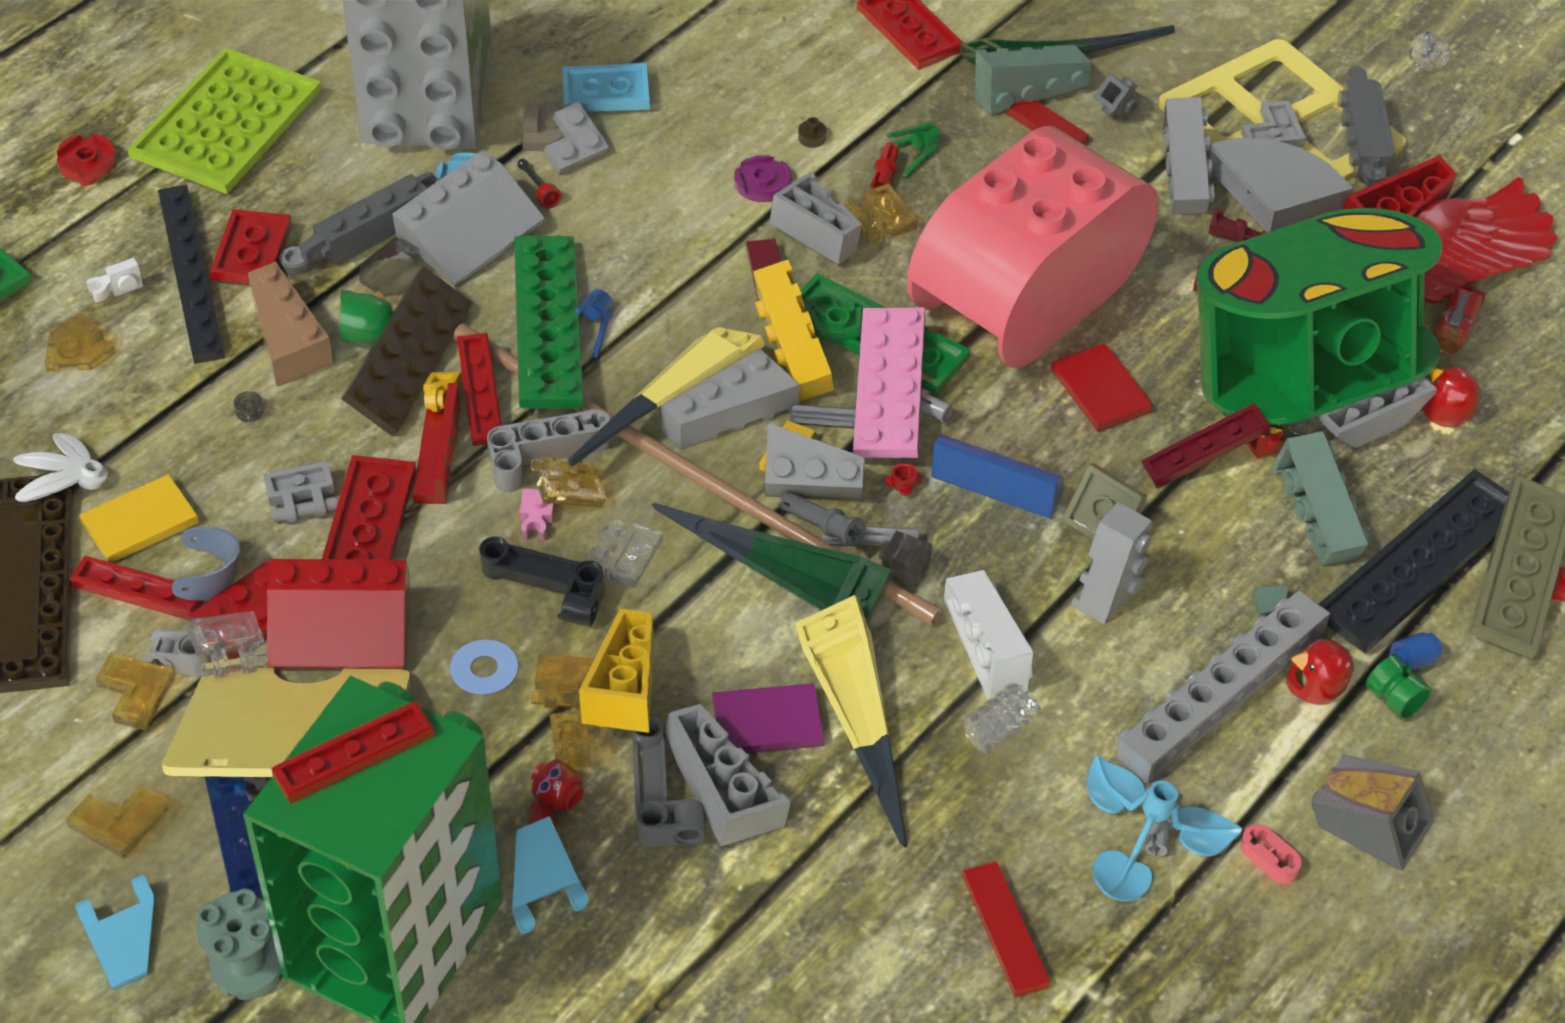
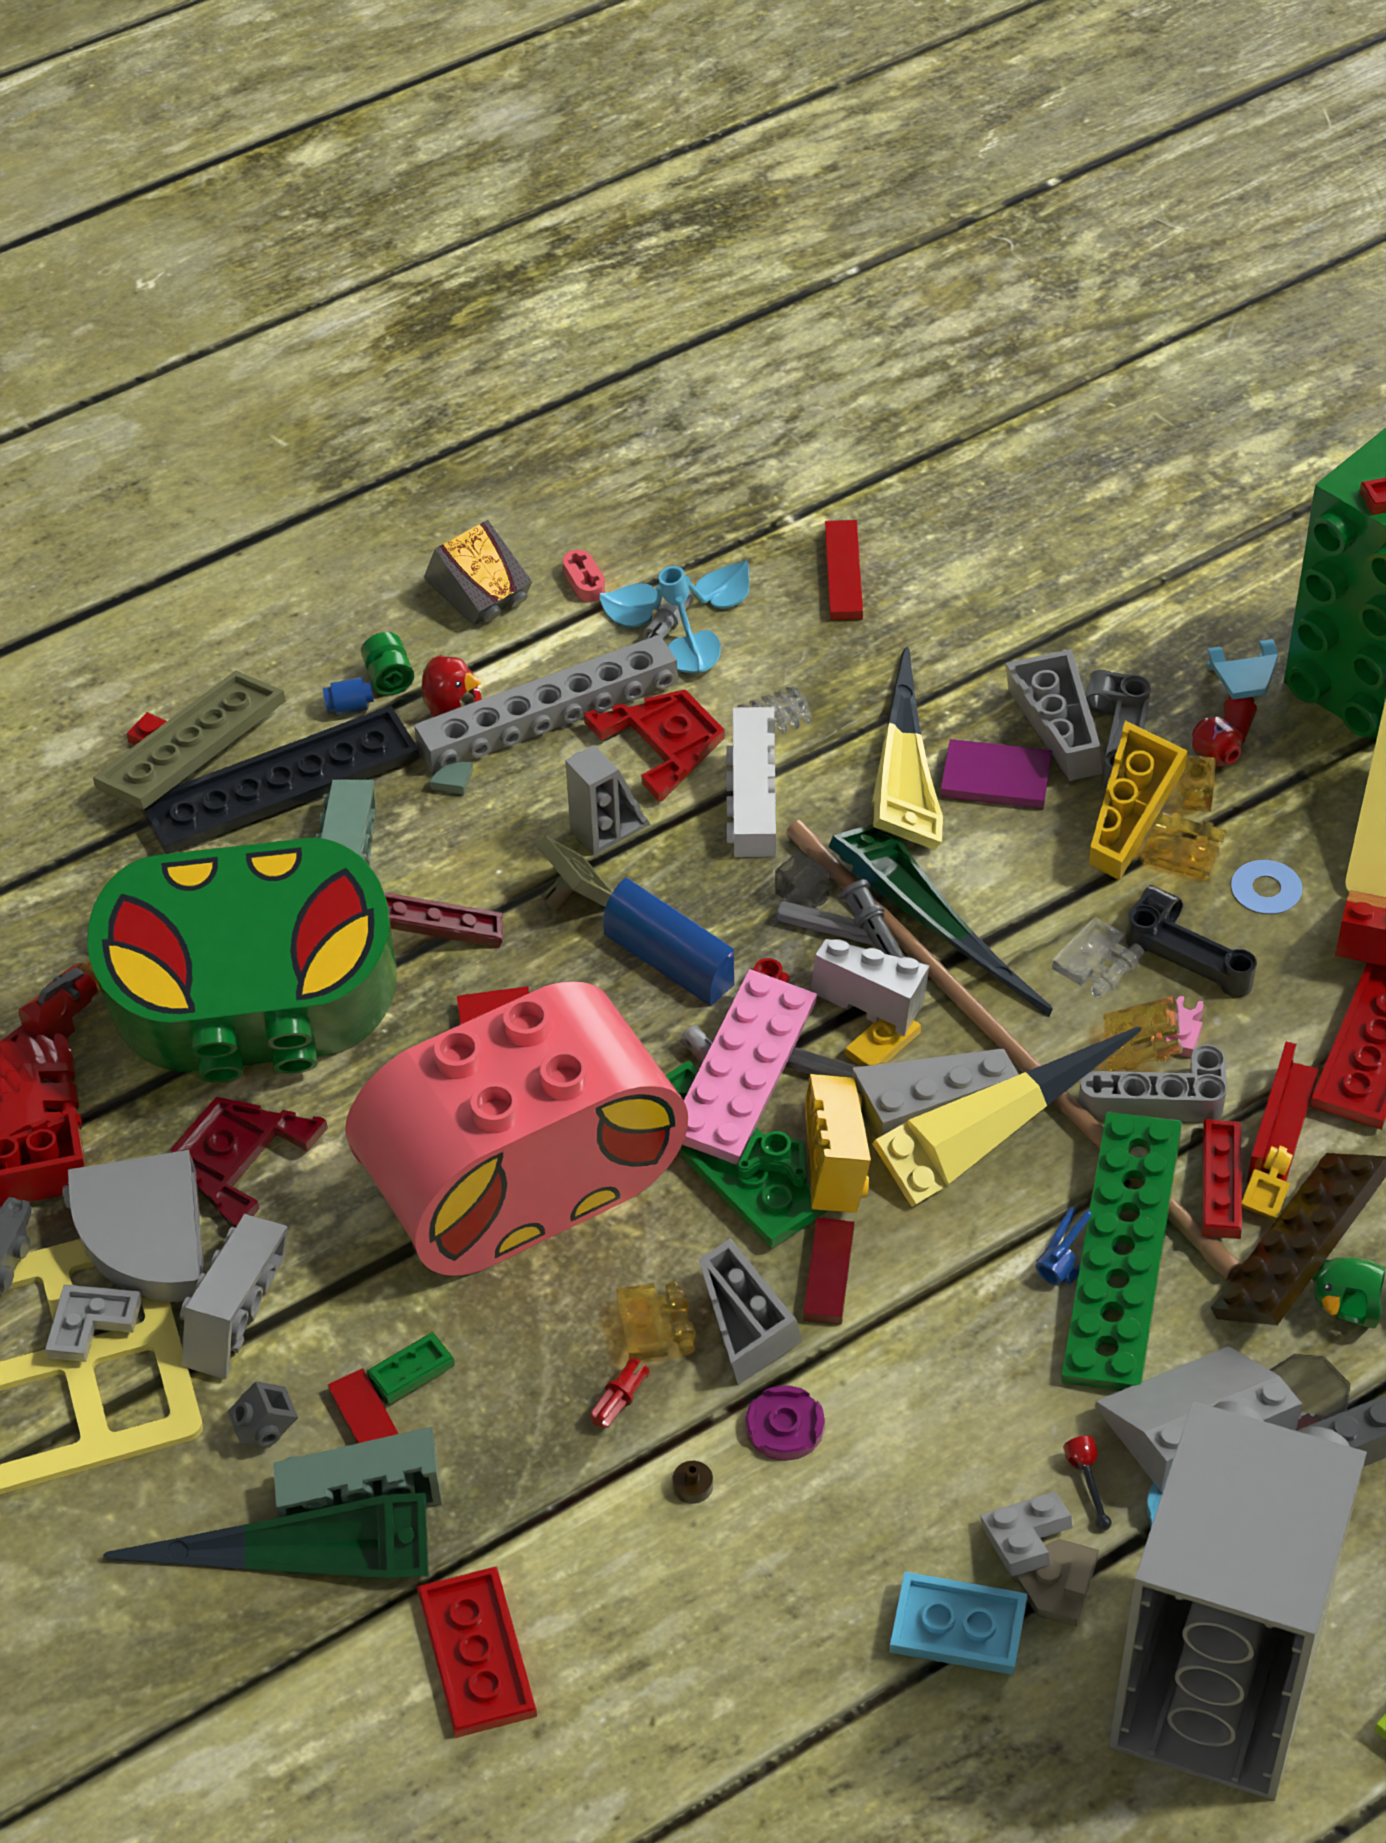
camera: 160 degrees left, 0 degrees up
(923, 137) = (549, 1425): green plant -> none
(1095, 692) = (673, 727): none -> red wing

